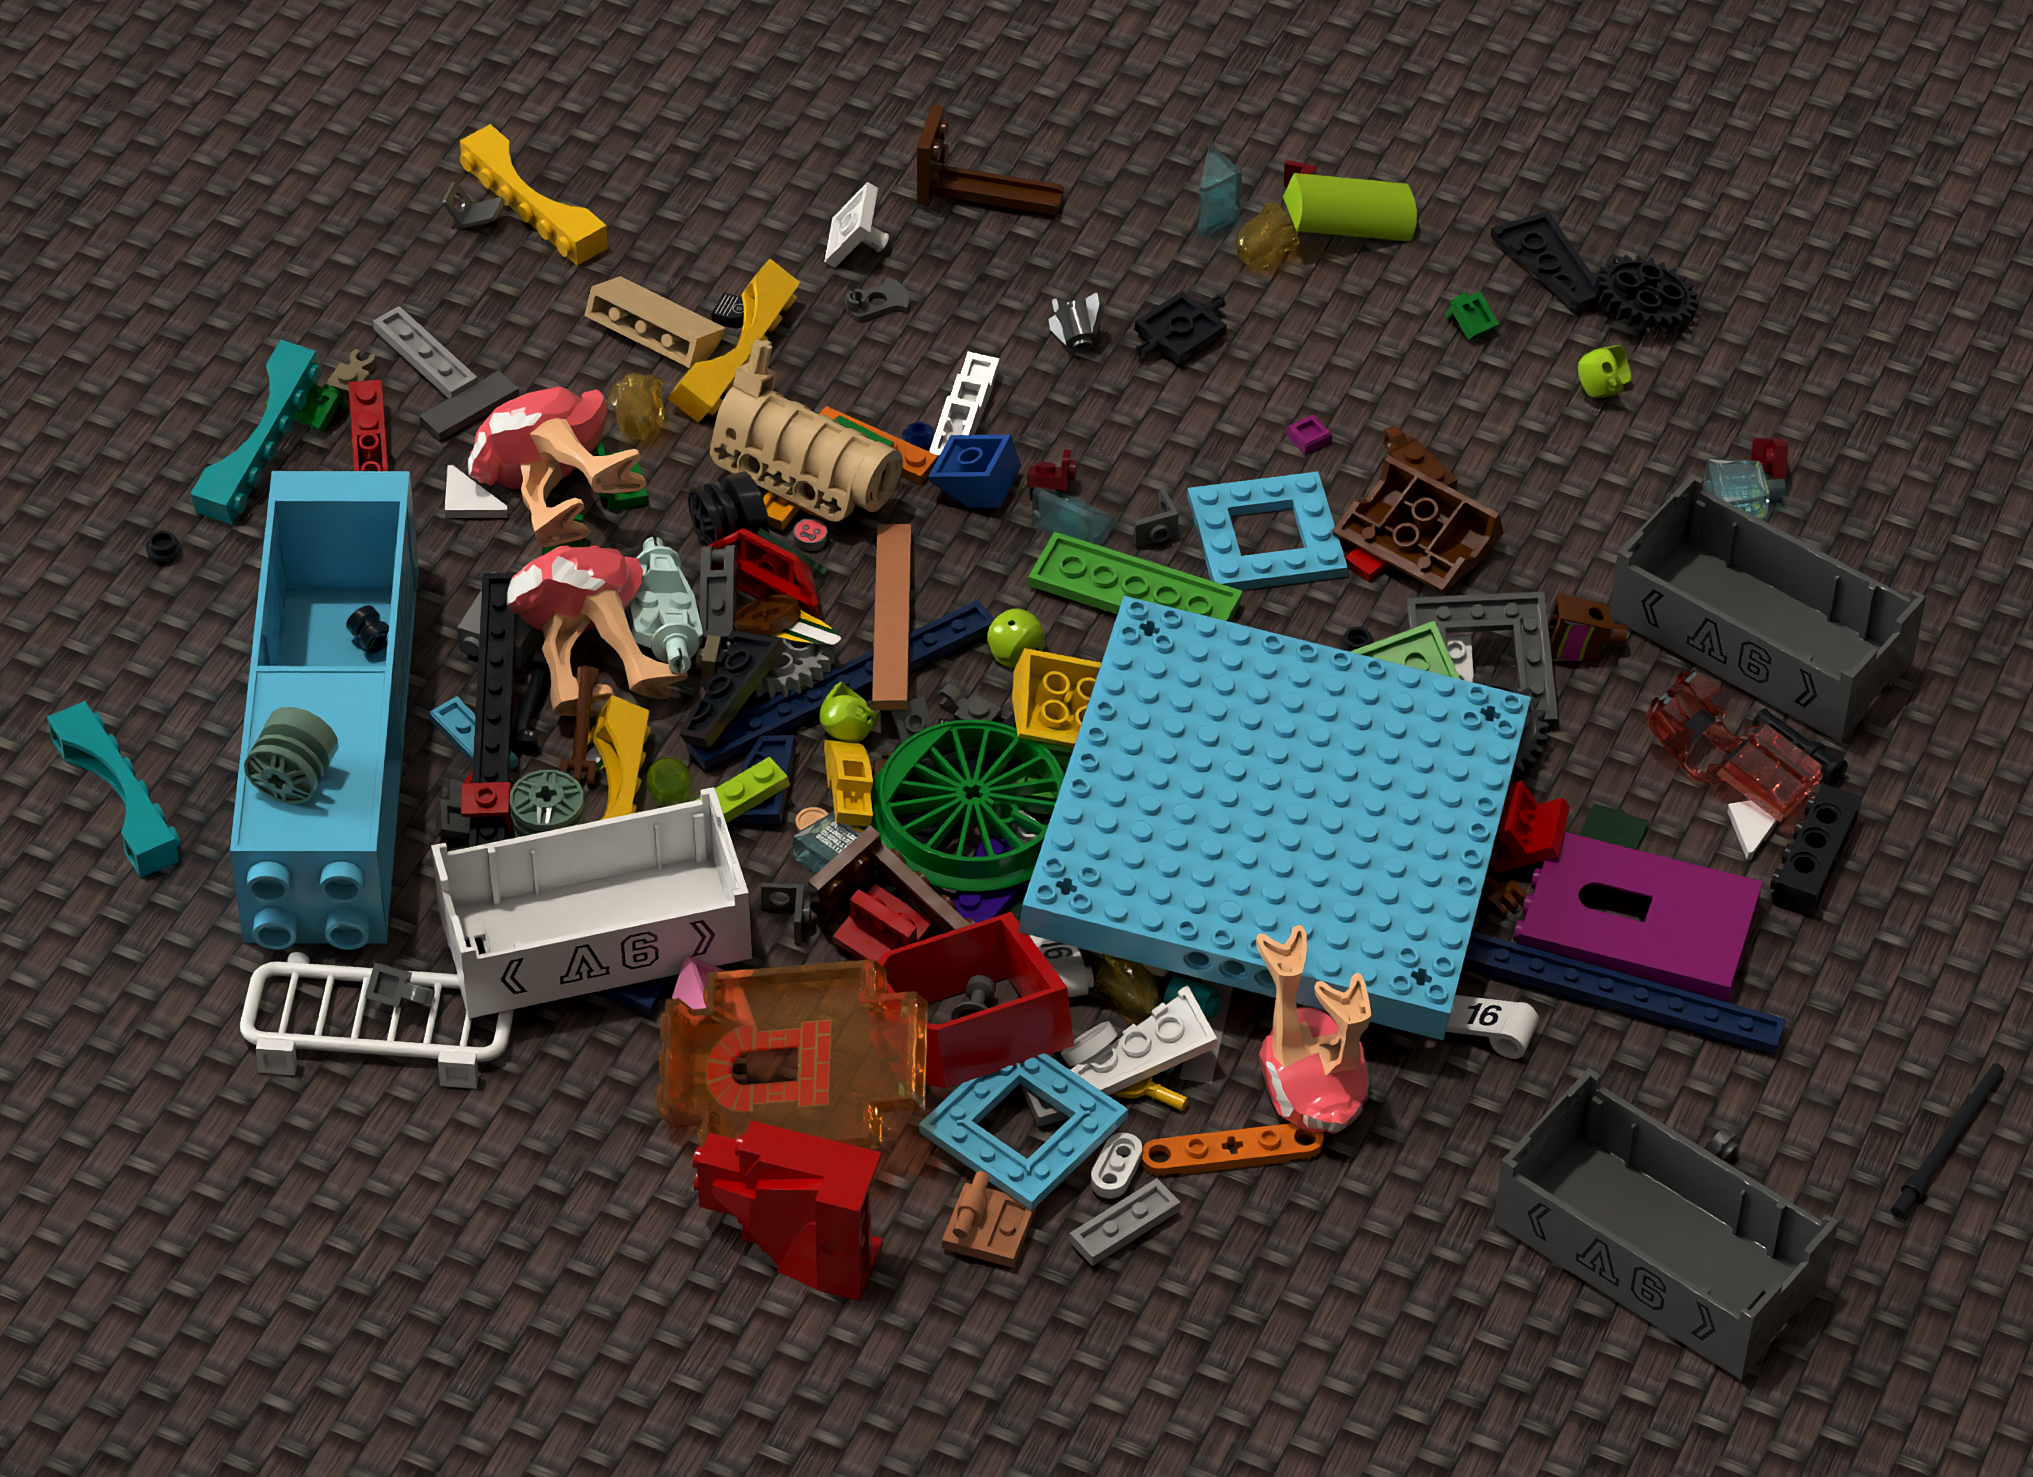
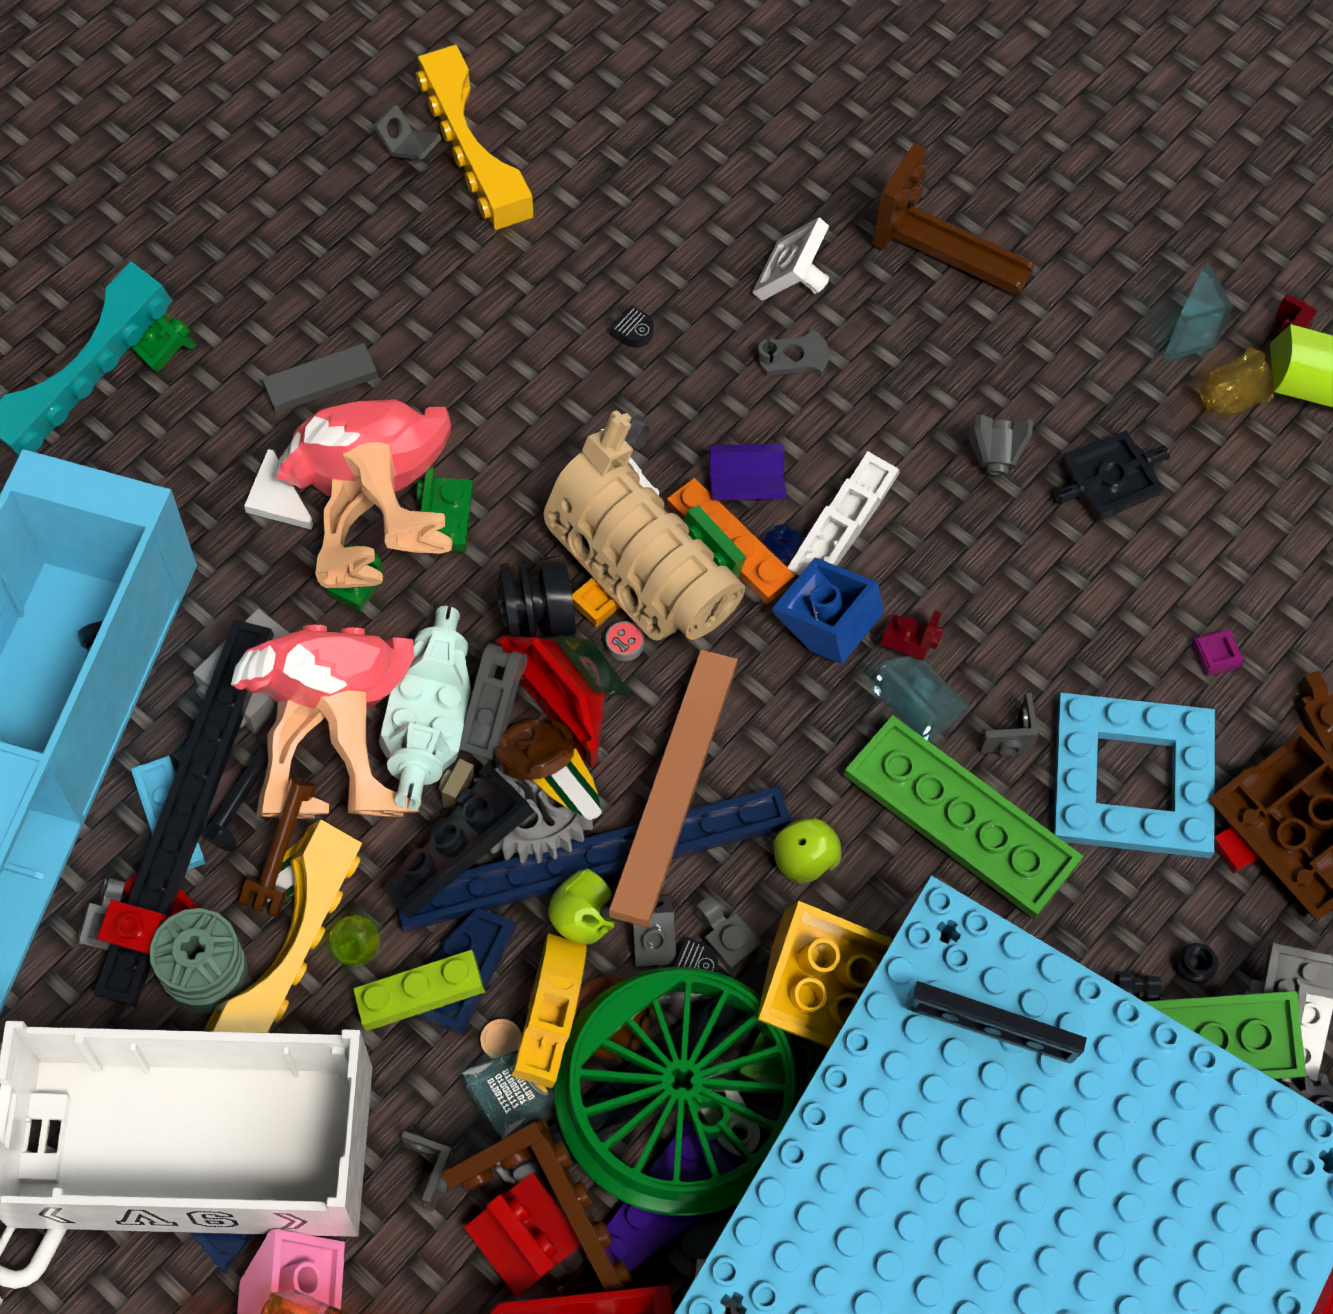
camera: 15 degrees right, 15 degrees up
(355, 371) = (211, 313): dark tan plate -> none
(368, 426) = (199, 395): red slope -> none
(424, 352) = (295, 301): light grey plate -> none
(638, 405) = (491, 428): clear yellow piece -> none
(653, 321) = (546, 323): tan brick -> none
(707, 380) = (669, 328): yellow arch -> none
(869, 389) = (747, 471): none -> dark purple panel
(1204, 667) = (995, 1022): none -> black tile

